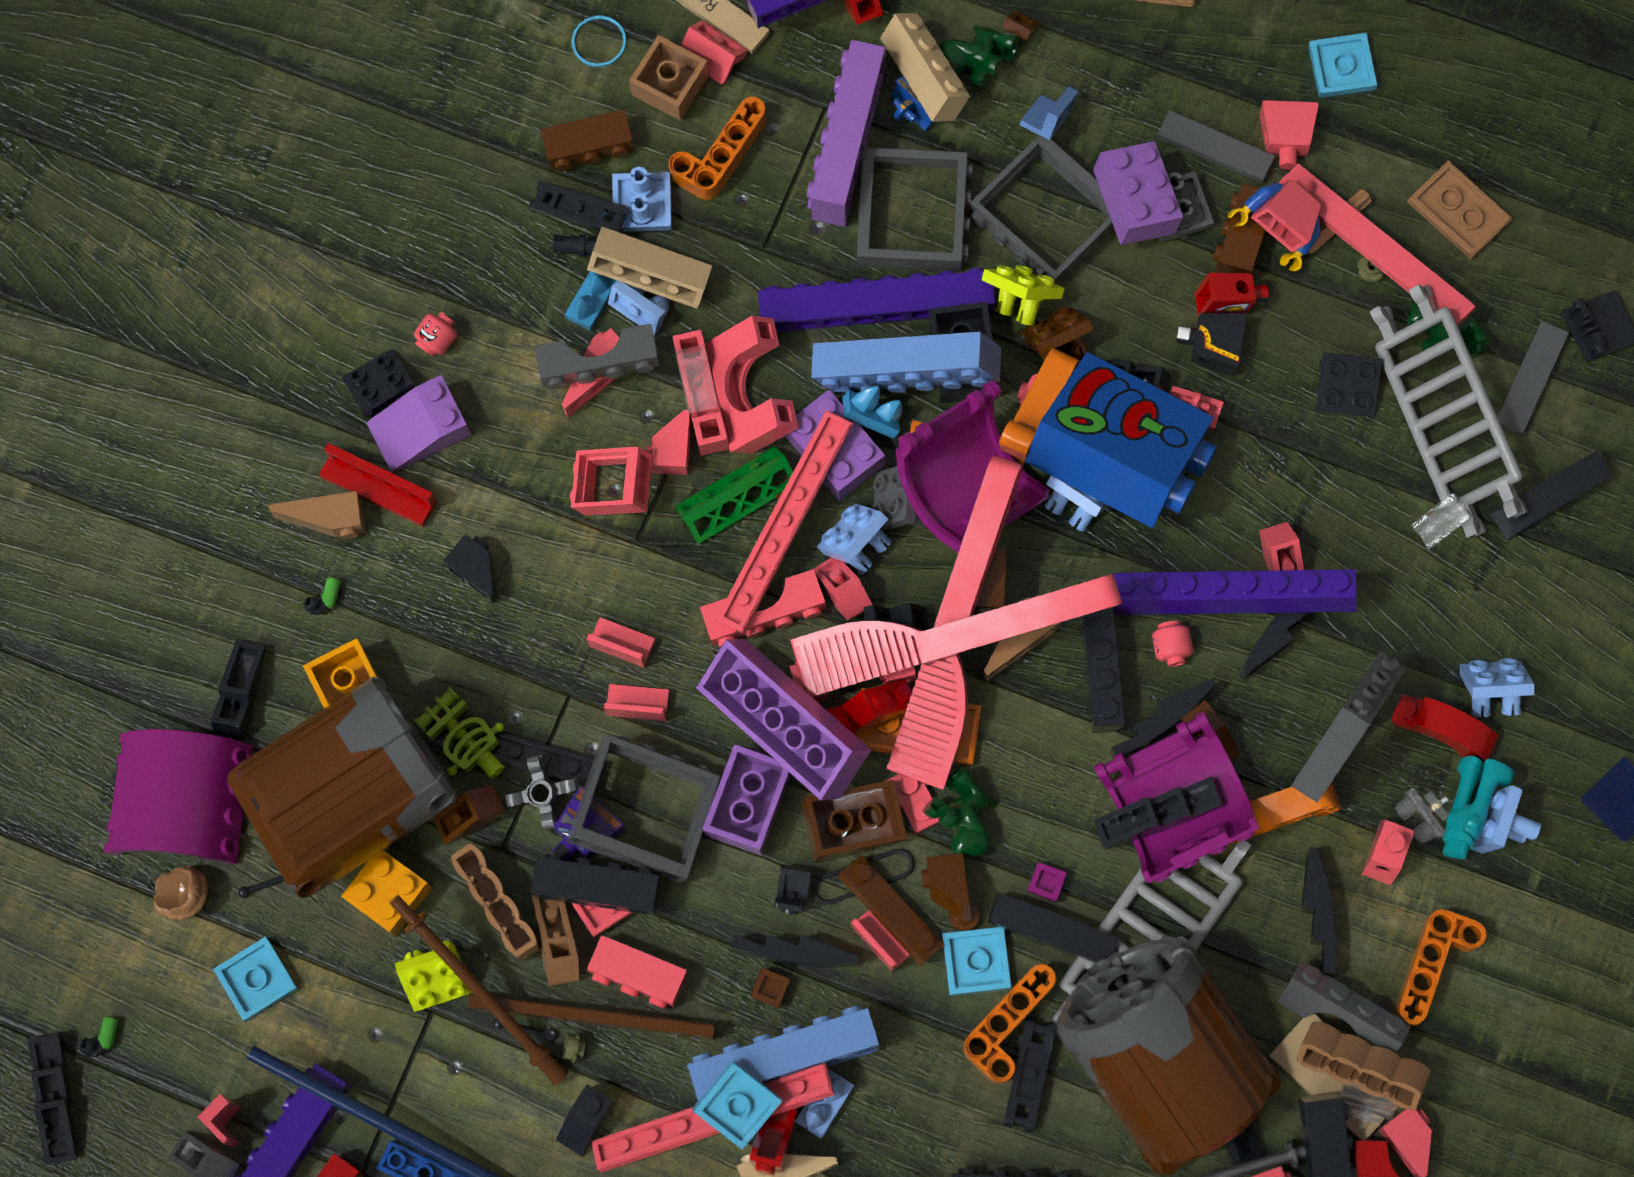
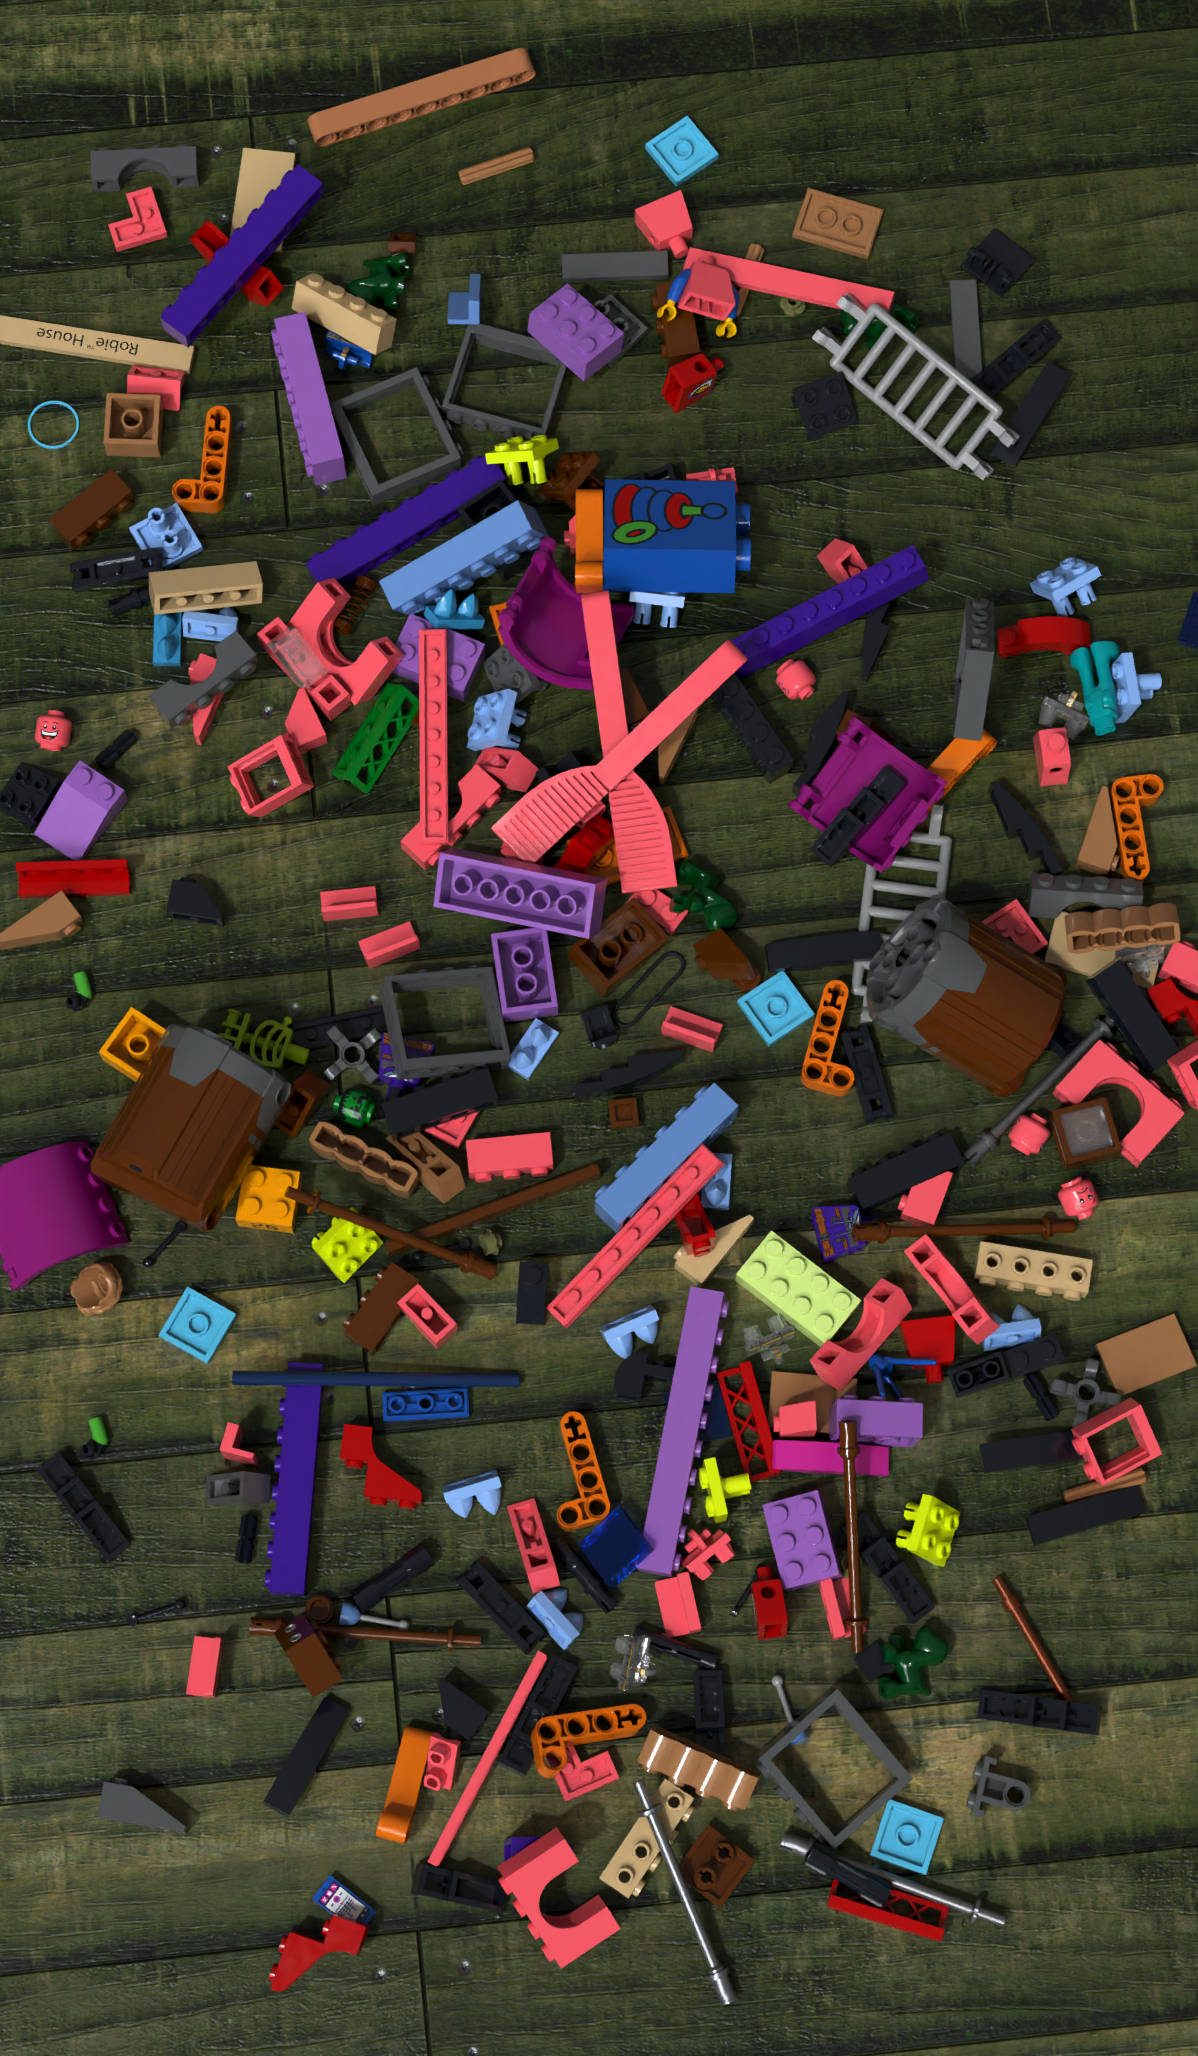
camera: 35 degrees left, 0 degrees up
(238, 689) = (50, 1101): black slope -> none
(433, 1056) = (379, 1308): none -> reddish brown brick
(471, 1090) = (428, 1316): none -> coral slope
(492, 379) = (111, 753): none -> black piece
(517, 845) = (354, 1107): none -> green head
(718, 876) = (532, 1049): none -> light blue tile
(737, 1104) = (652, 1210): medium azure tile -> none
(762, 370) = (365, 584): none -> reddish brown piece
(891, 910) = (686, 1002): reddish brown plate -> none
(1046, 882) = (798, 917): magenta plate -> none
(1215, 340) = (700, 422): black torso -> none
(1259, 1001) = (1018, 927): none -> coral plate
(1390, 964) = (1100, 841): none -> medium nougat slope
(1441, 520) = (956, 476): clear hips -> none
(1565, 432) = (1016, 359): none -> black slope

